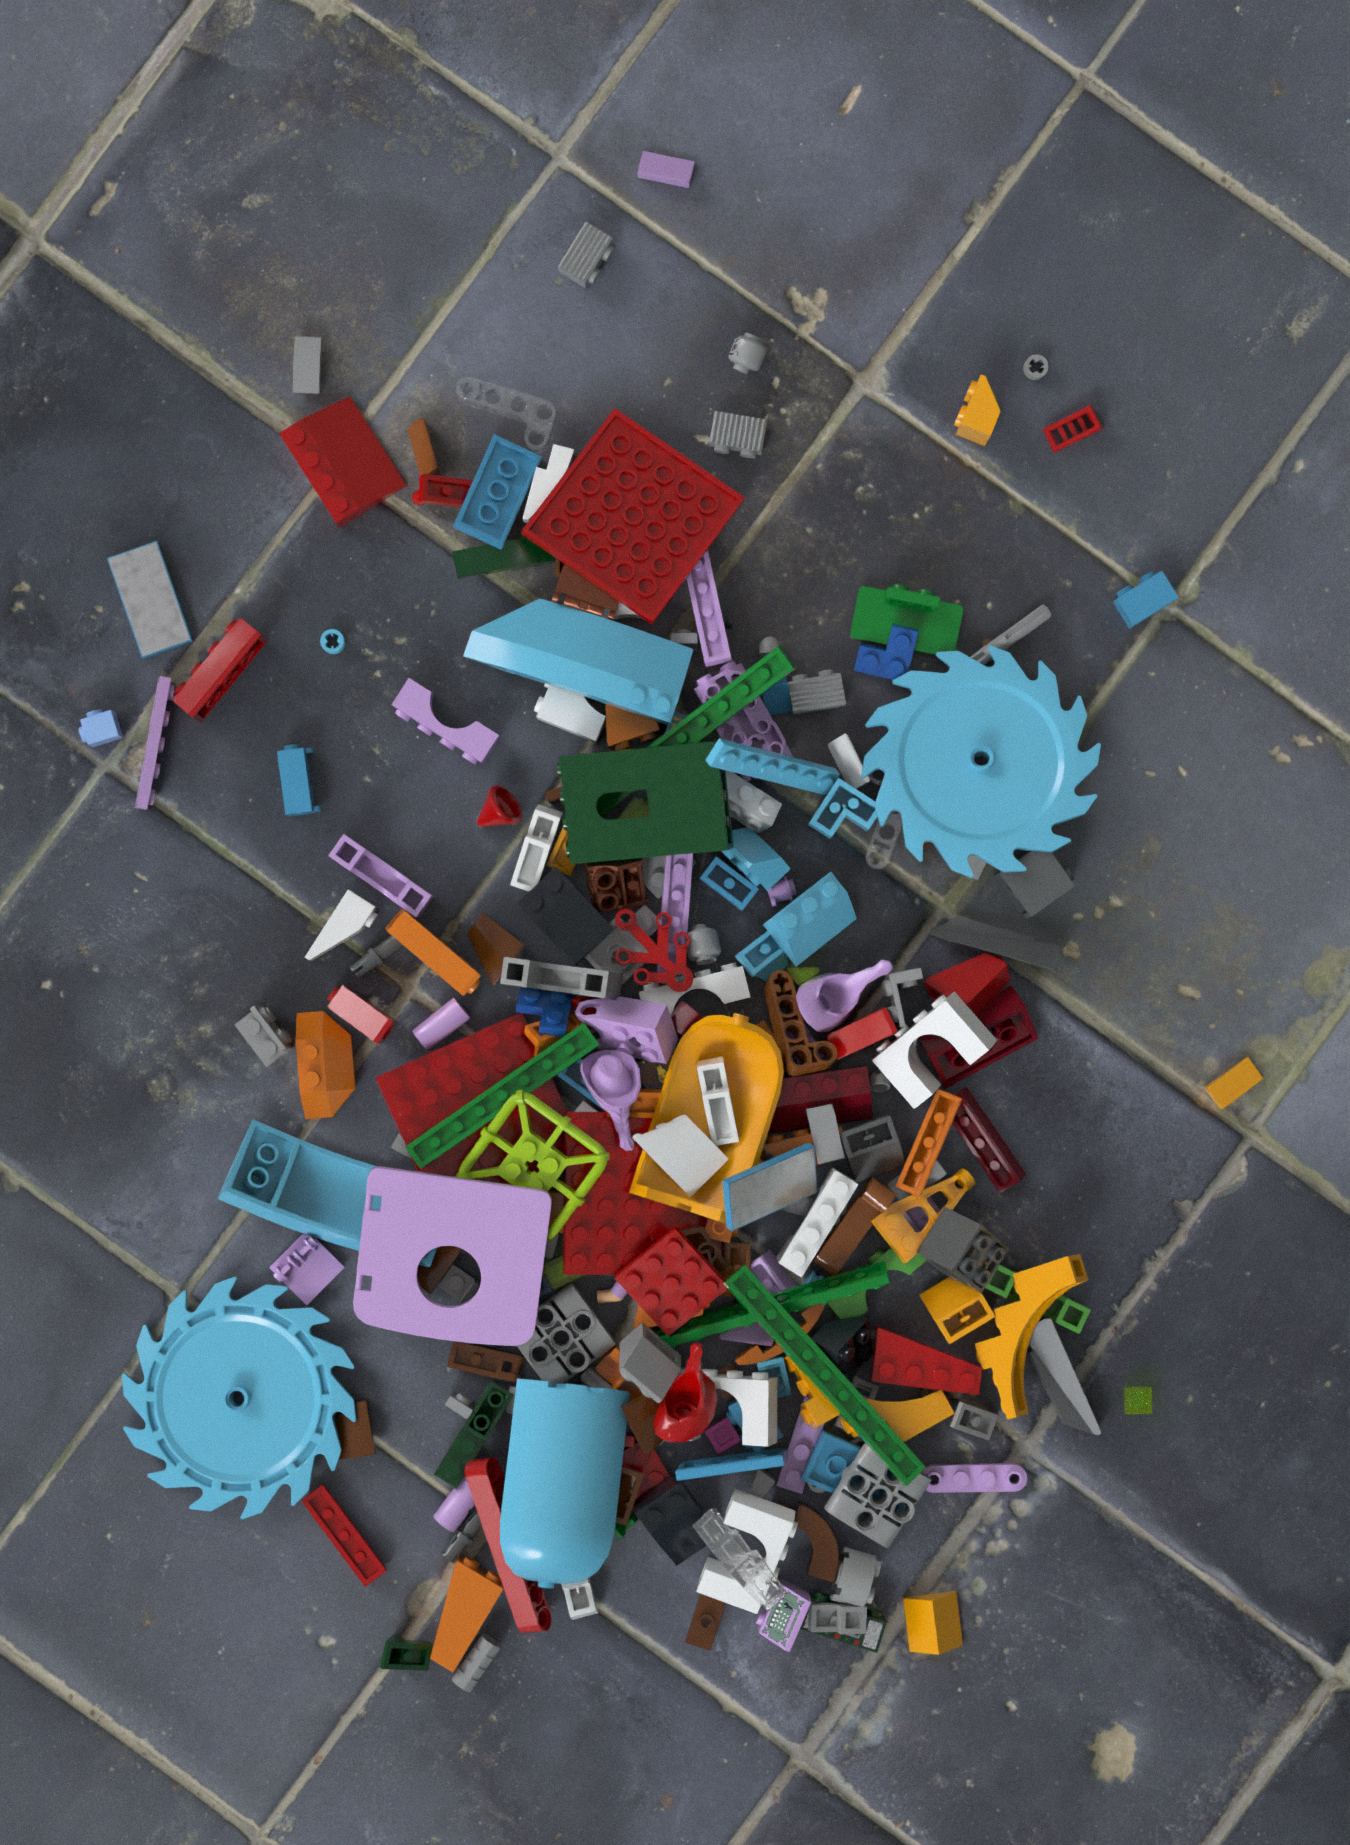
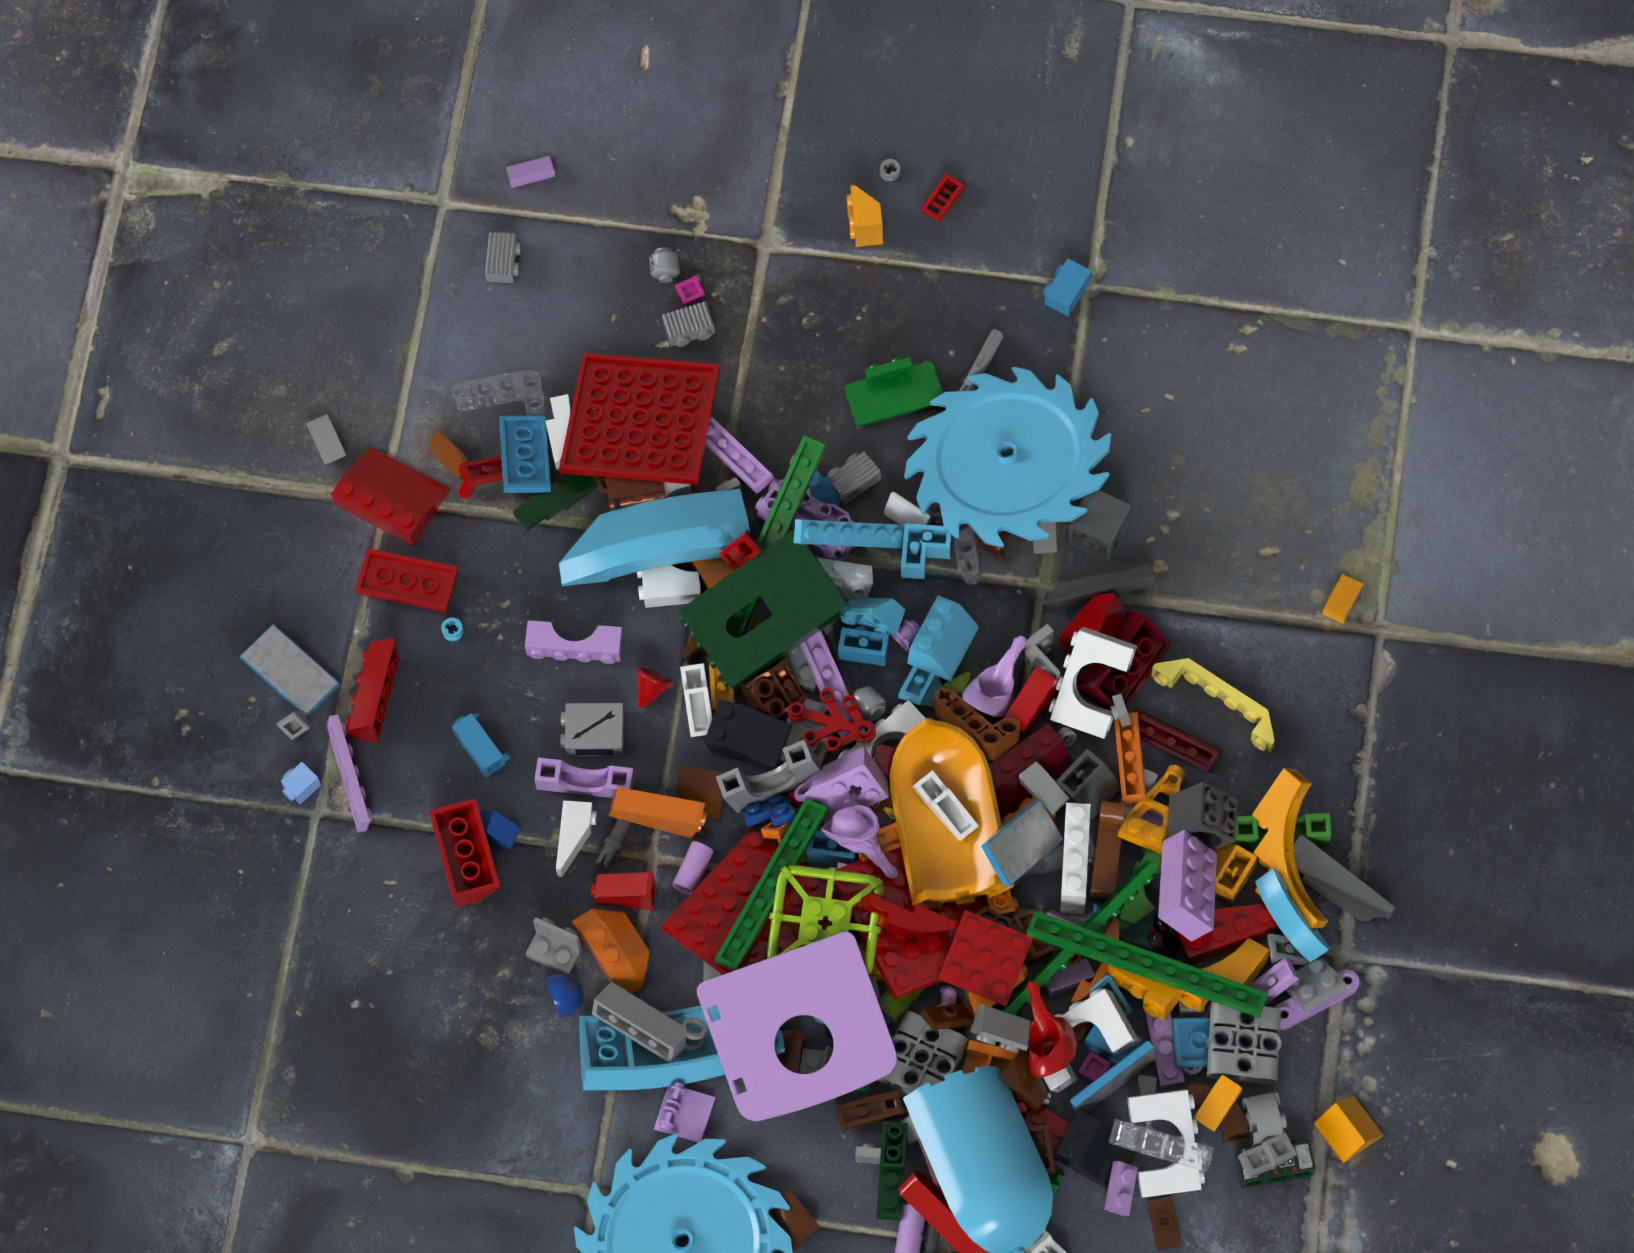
camera: 20 degrees left, 20 degrees down
(125, 662) = (294, 724): none -> light grey slope
(223, 891) = (464, 852): none -> red slope
(252, 1083) = (565, 992): none -> blue helmet
(268, 876) = (499, 828): none -> blue slope
(310, 1165) = (646, 1024): none -> light grey hinge
(313, 564) = (407, 580): none -> red plate
(417, 826) = (593, 729): none -> light grey brick
(607, 1312) = (947, 1016): none -> reddish brown plate
(616, 1210) = (903, 919): none -> red slope
(655, 728) = (740, 550): none -> red slope
(682, 1567) = (1121, 1188): none -> lavender plate
(683, 1152) = (939, 855): white slope -> none
(758, 396) = (690, 291): none -> dark pink plate
(786, 1617) = (1224, 1180): slope -> none
(818, 1542) = (1218, 1103): none -> light orange slope
(893, 660) = (899, 424): blue plate -> none
(908, 1317) = (1187, 885): none -> lavender brick
(941, 1446) = (1276, 979): none -> lavender plate
(944, 1093) = (1119, 710): none -> light grey plate
(978, 1467) = (1316, 984): none -> light grey plate
(990, 1392) = (1288, 916): none -> medium azure slope
(1075, 1183) = (1169, 672): none -> light yellow slope
(1137, 1399) = (1409, 870): clear neon green plate -> none

